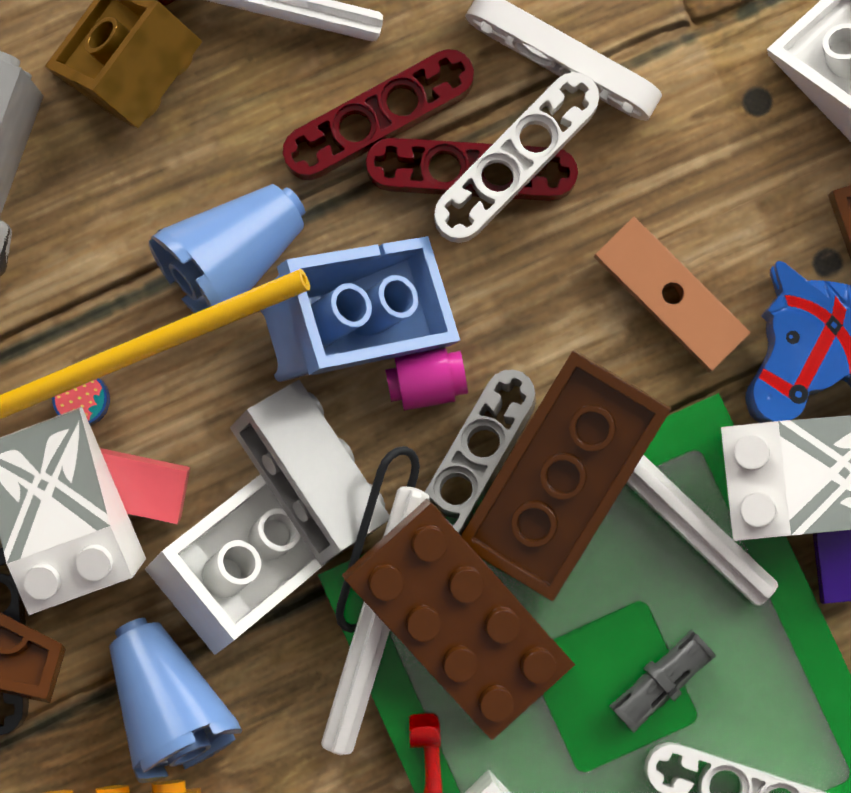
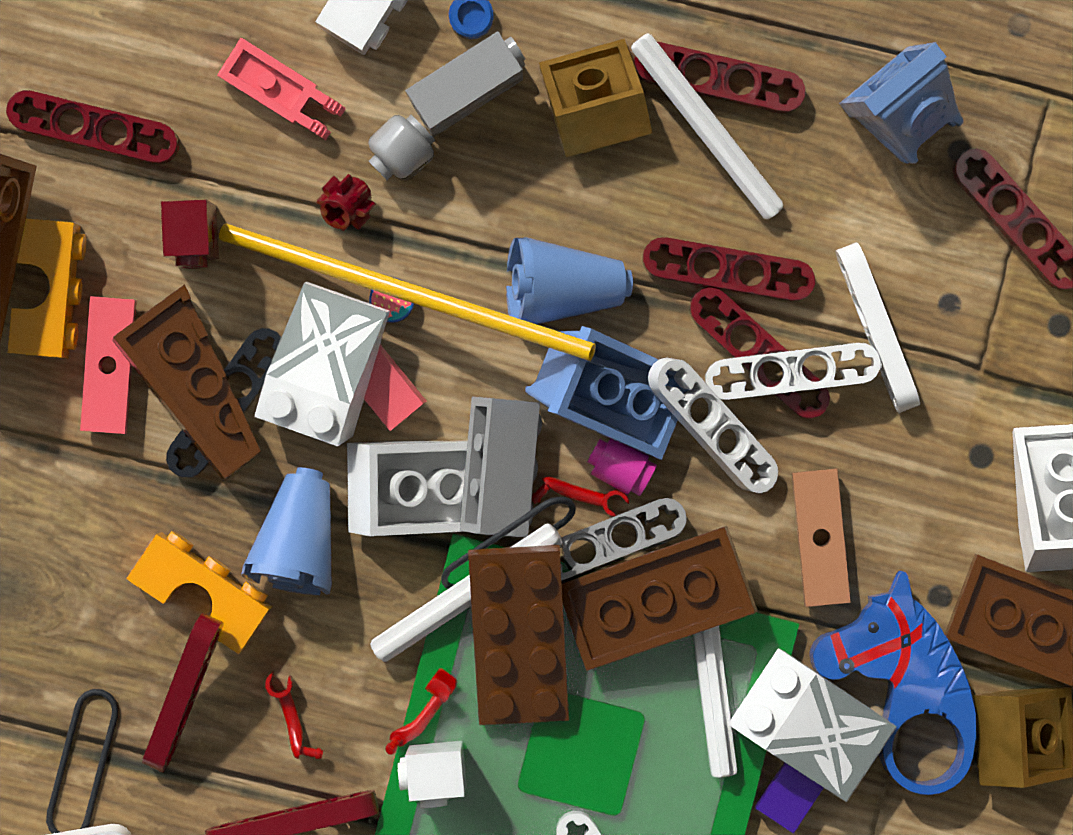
camera: 40 degrees right, 5 degrees up
(409, 439) = (576, 493): none -> red piece
(483, 261) = (717, 421): none -> white beam
(662, 680) = (615, 774): dark grey pin -> none

